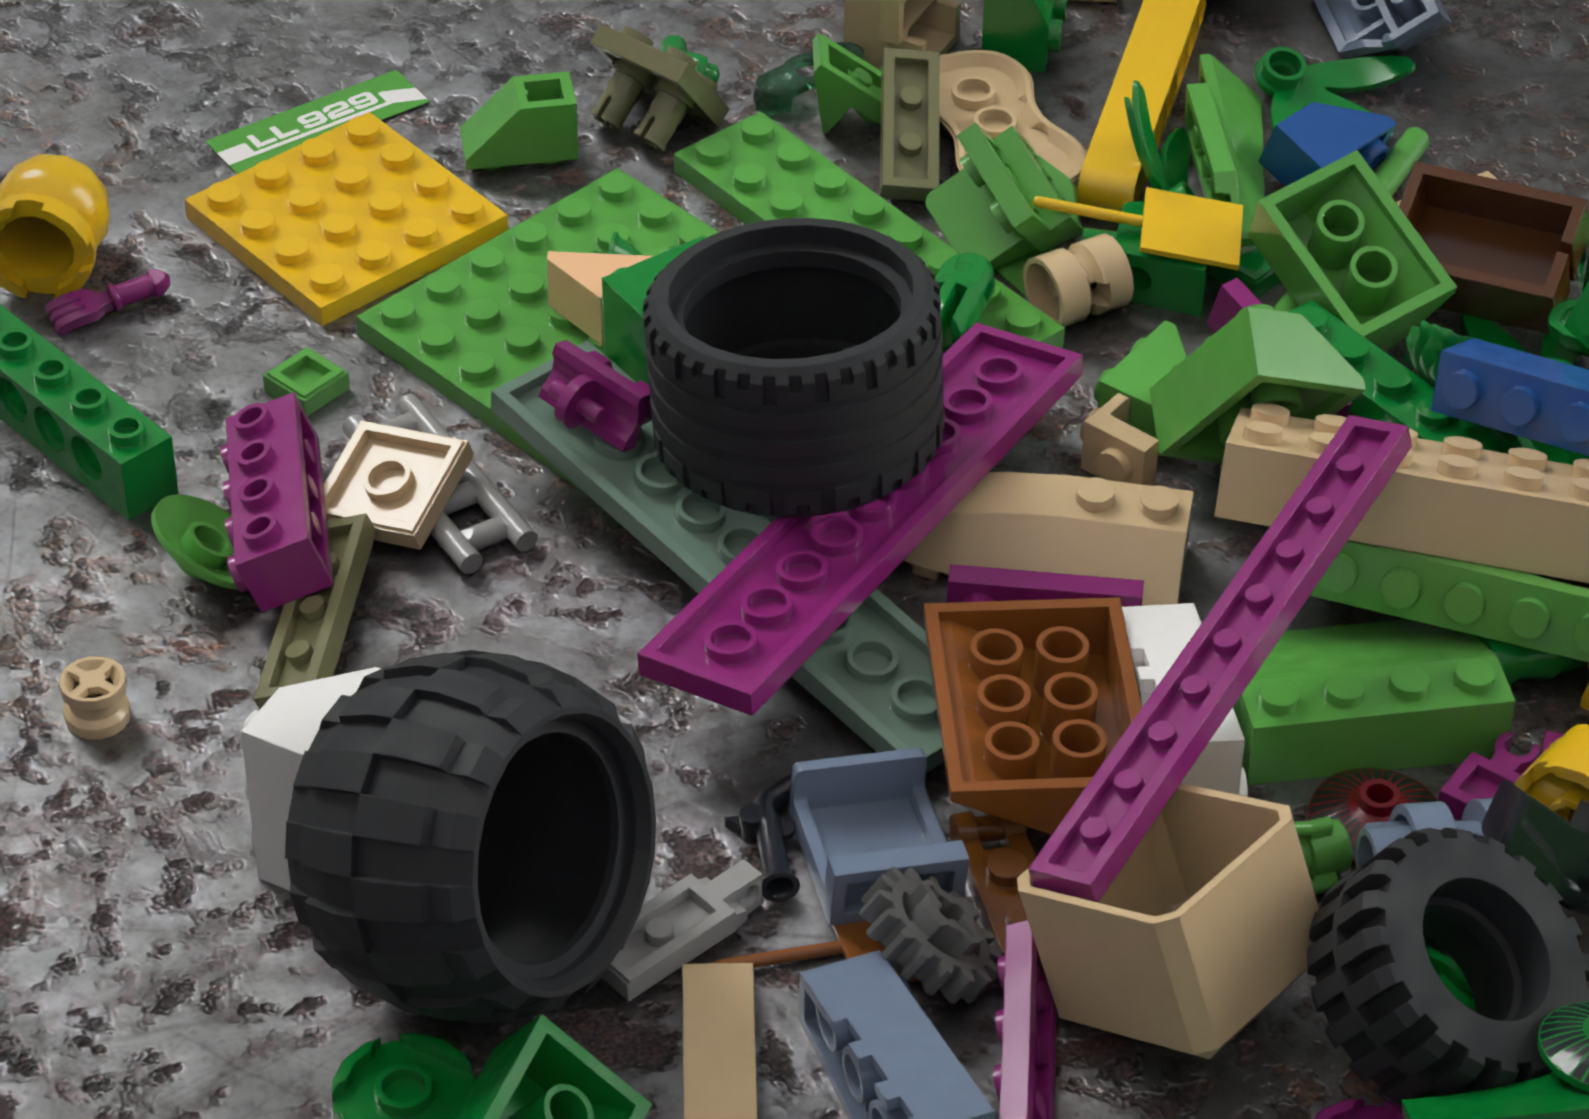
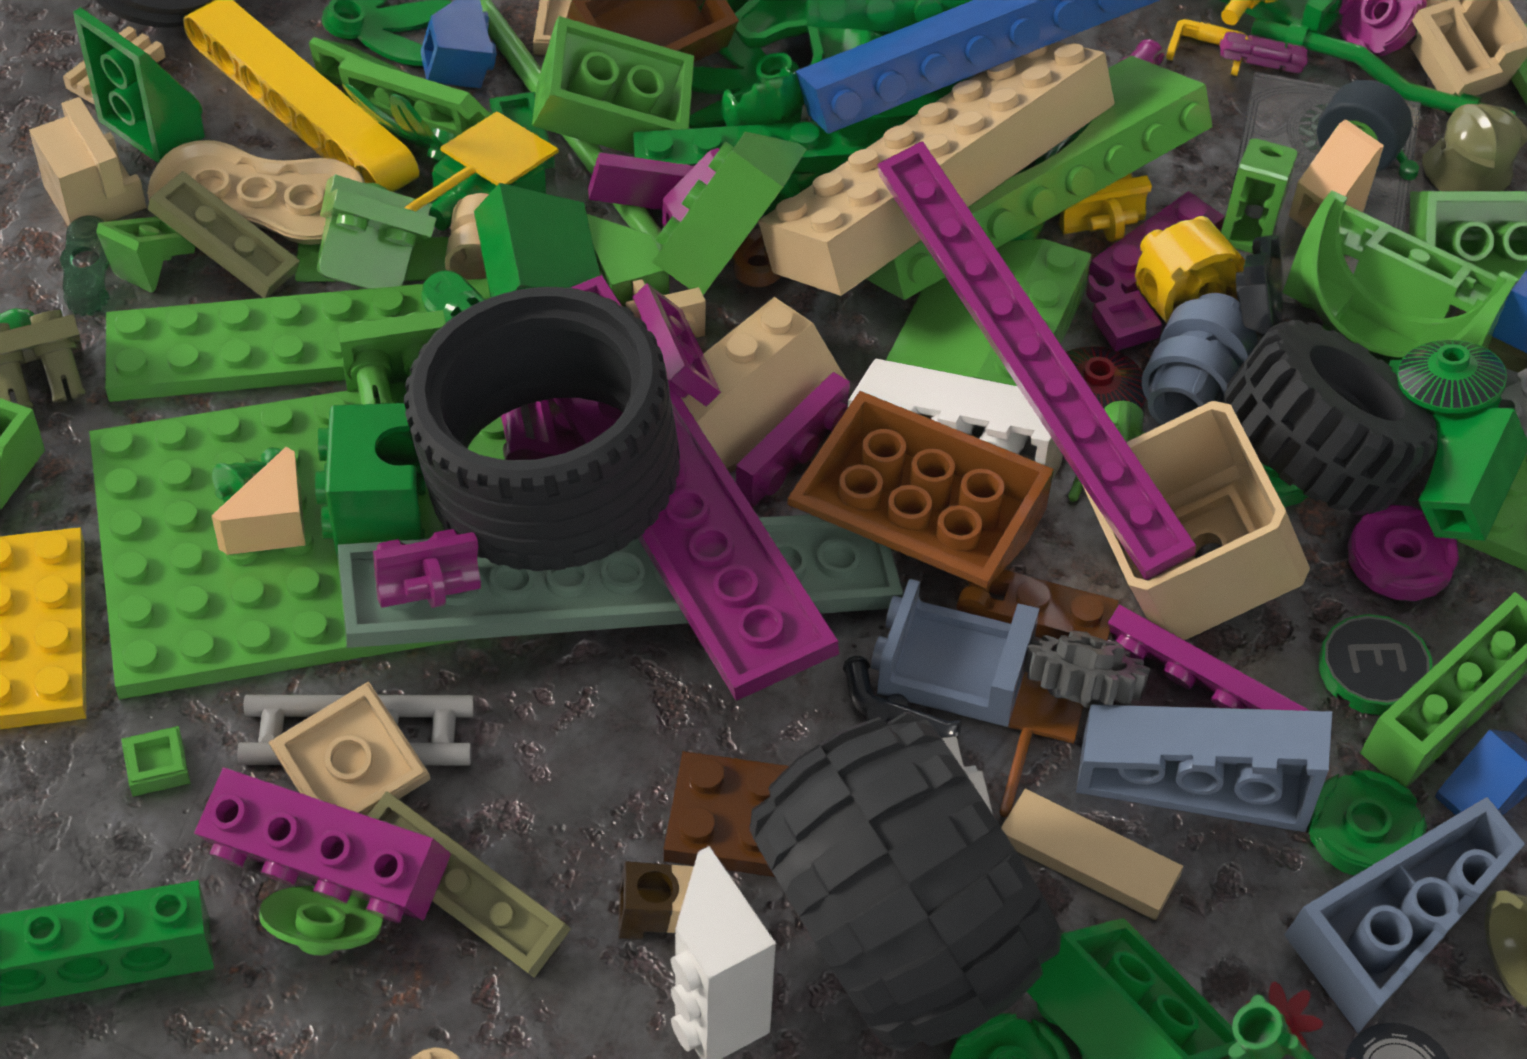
camera: 60 degrees left, 10 degrees up
(1037, 438) = (683, 358): none -> magenta plate
(1086, 302) = (534, 240): none -> green brick

